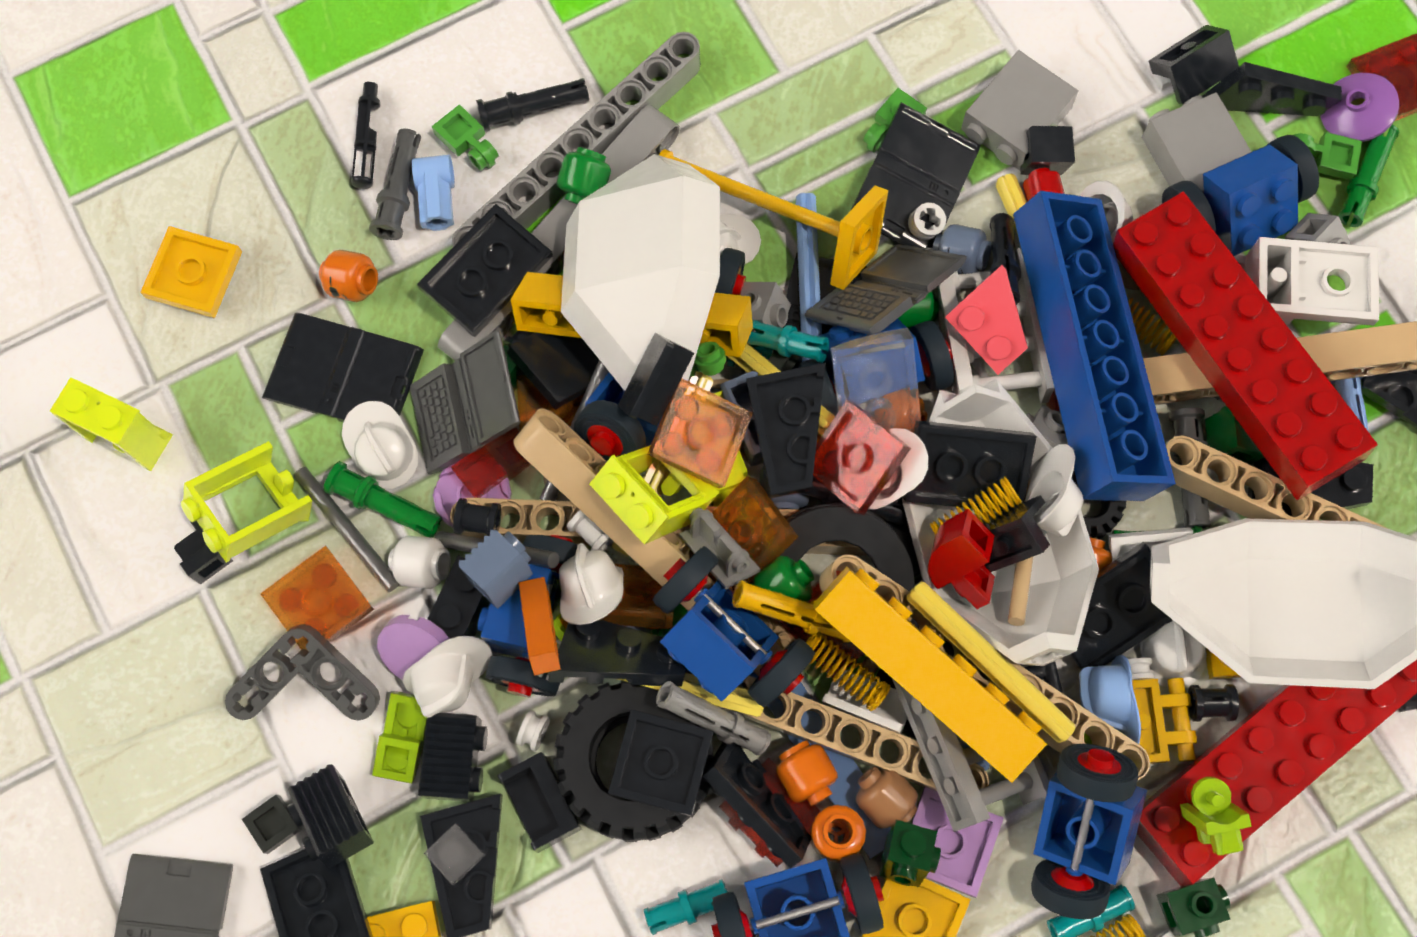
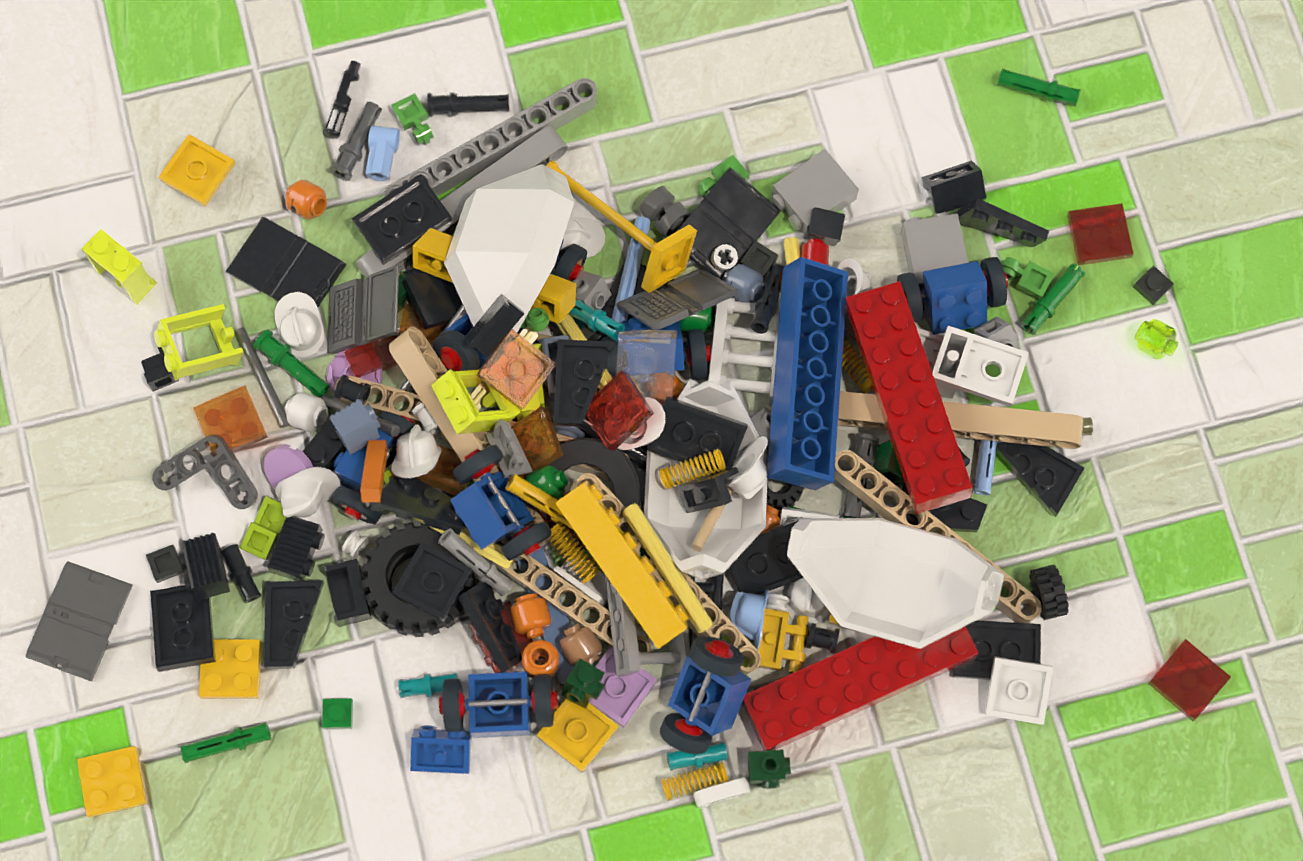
camera: 10 degrees right, 0 degrees up
(382, 811) = (241, 573): none -> black pin
(454, 854) = (282, 611): clear plate -> none
(582, 174) = (487, 167): green head -> none
(821, 171) = (662, 209): none -> dark grey wheel
(959, 558) = (670, 497): red brick -> none
(972, 210) = (759, 258): none -> pearl dark grey plate
(991, 321) = (742, 340): coral wing -> none
(1215, 816) = (788, 702): lime hips -> none
(1369, 118) = (1067, 256): medium lavender dish -> none

